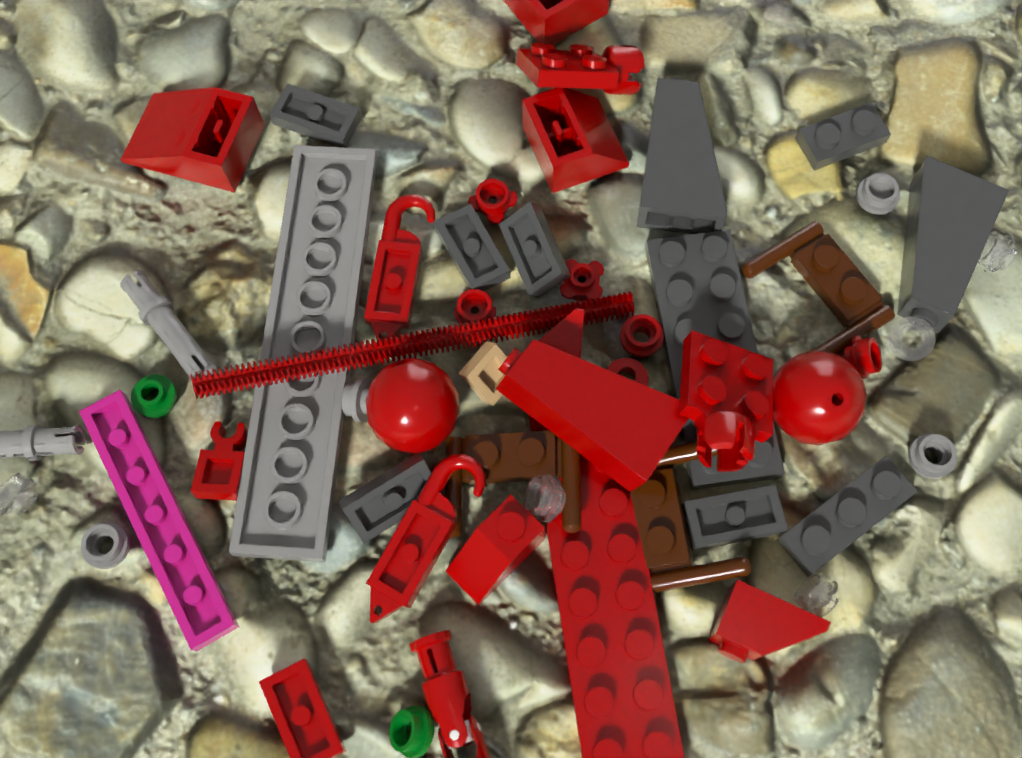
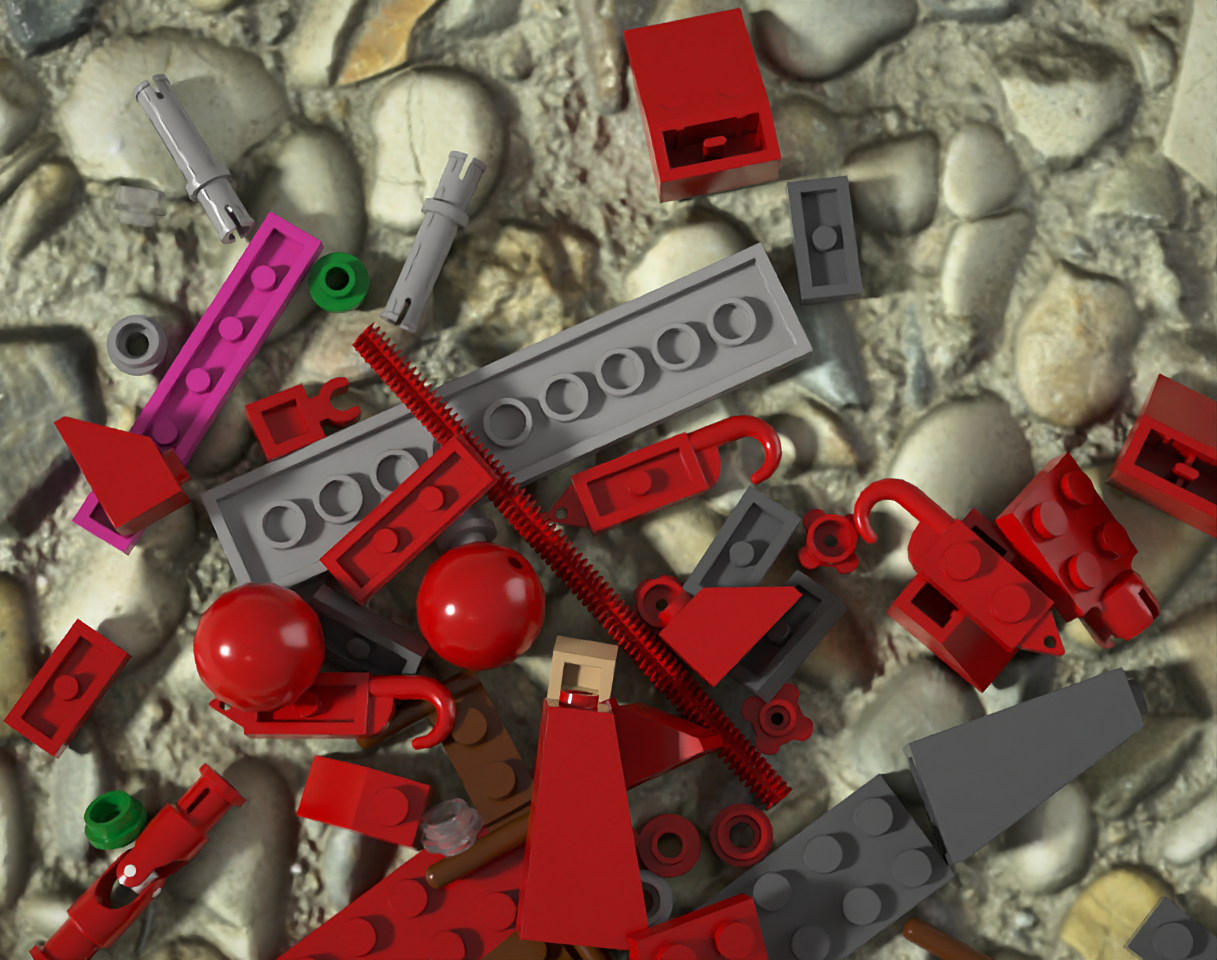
camera: 60 degrees right, 10 degrees up
(179, 588) = (126, 473): none -> red slope
(330, 419) = (410, 519): none -> red tile
(354, 558) = (259, 647): none -> red piece
(510, 270) = (722, 625): none -> red slope
(558, 116) = (966, 570): none -> red plate

